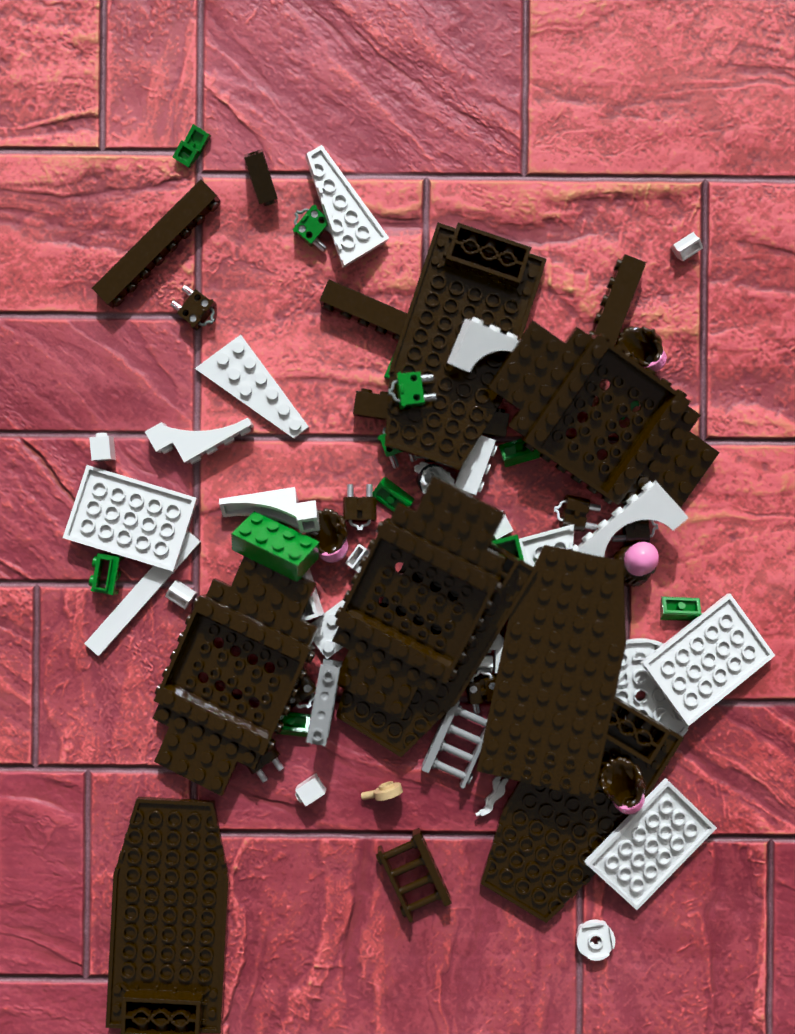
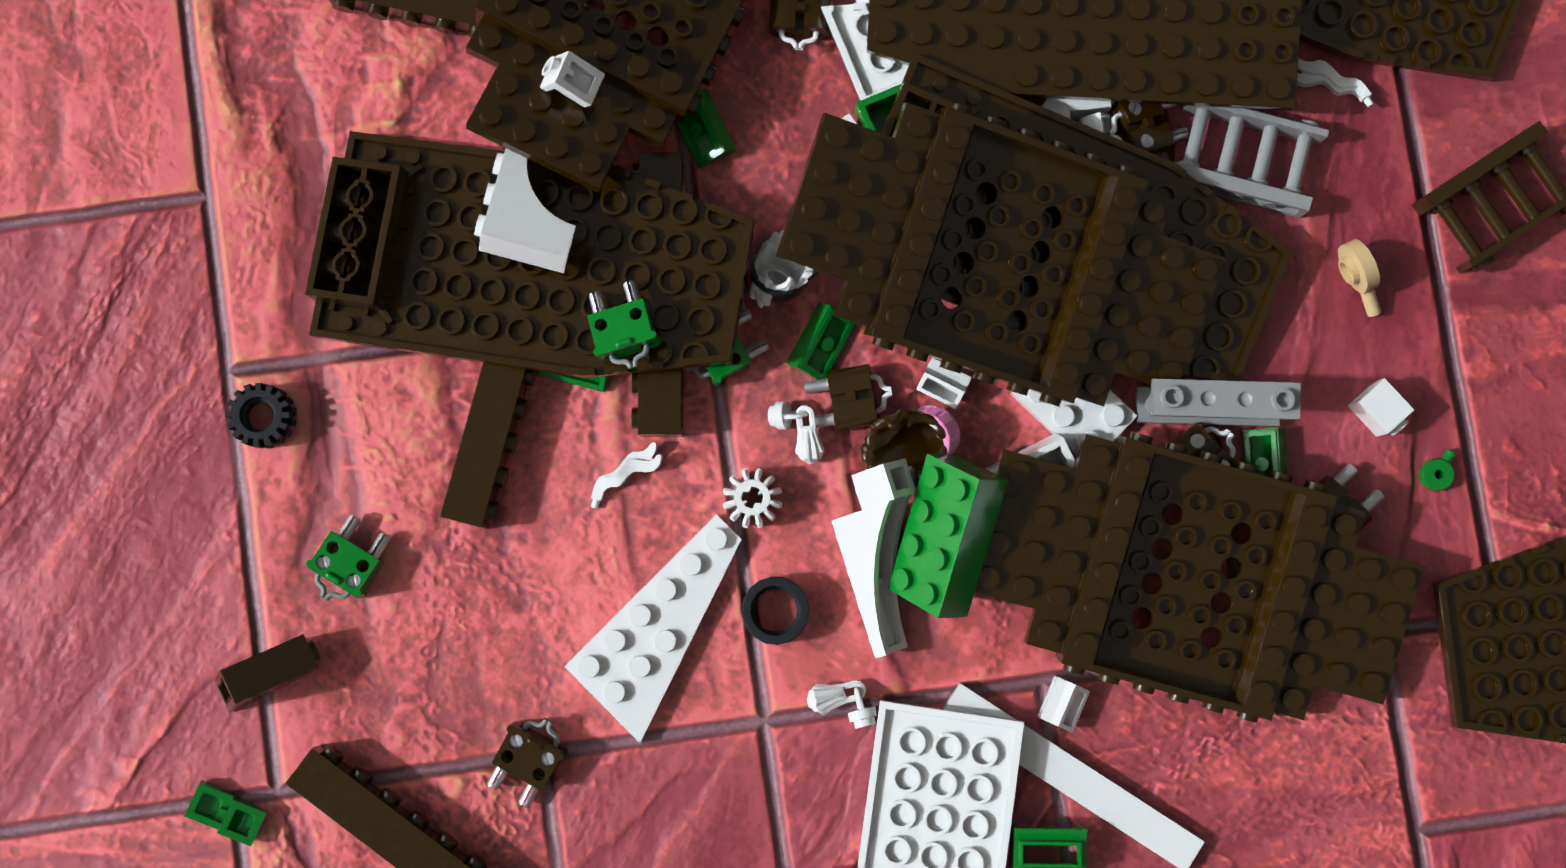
camera: 95 degrees left, 5 degrees down
(195, 443) = (780, 722): white arch -> none
(203, 471) = (825, 697): none -> white piece
(238, 450) = (761, 633): none -> black tyre
(275, 816) = (1442, 467): none -> green piece
(307, 449) = (746, 487): none -> white gear
(338, 481) = (808, 442): none -> white piece
(343, 388) = (634, 462): none -> white hair
(348, 218) = (322, 498): white wing -> none
(398, 179) = (242, 406): none -> black tyre
(476, 466) = (760, 201): white brick -> none
(549, 381) = (572, 78): none -> white bracket

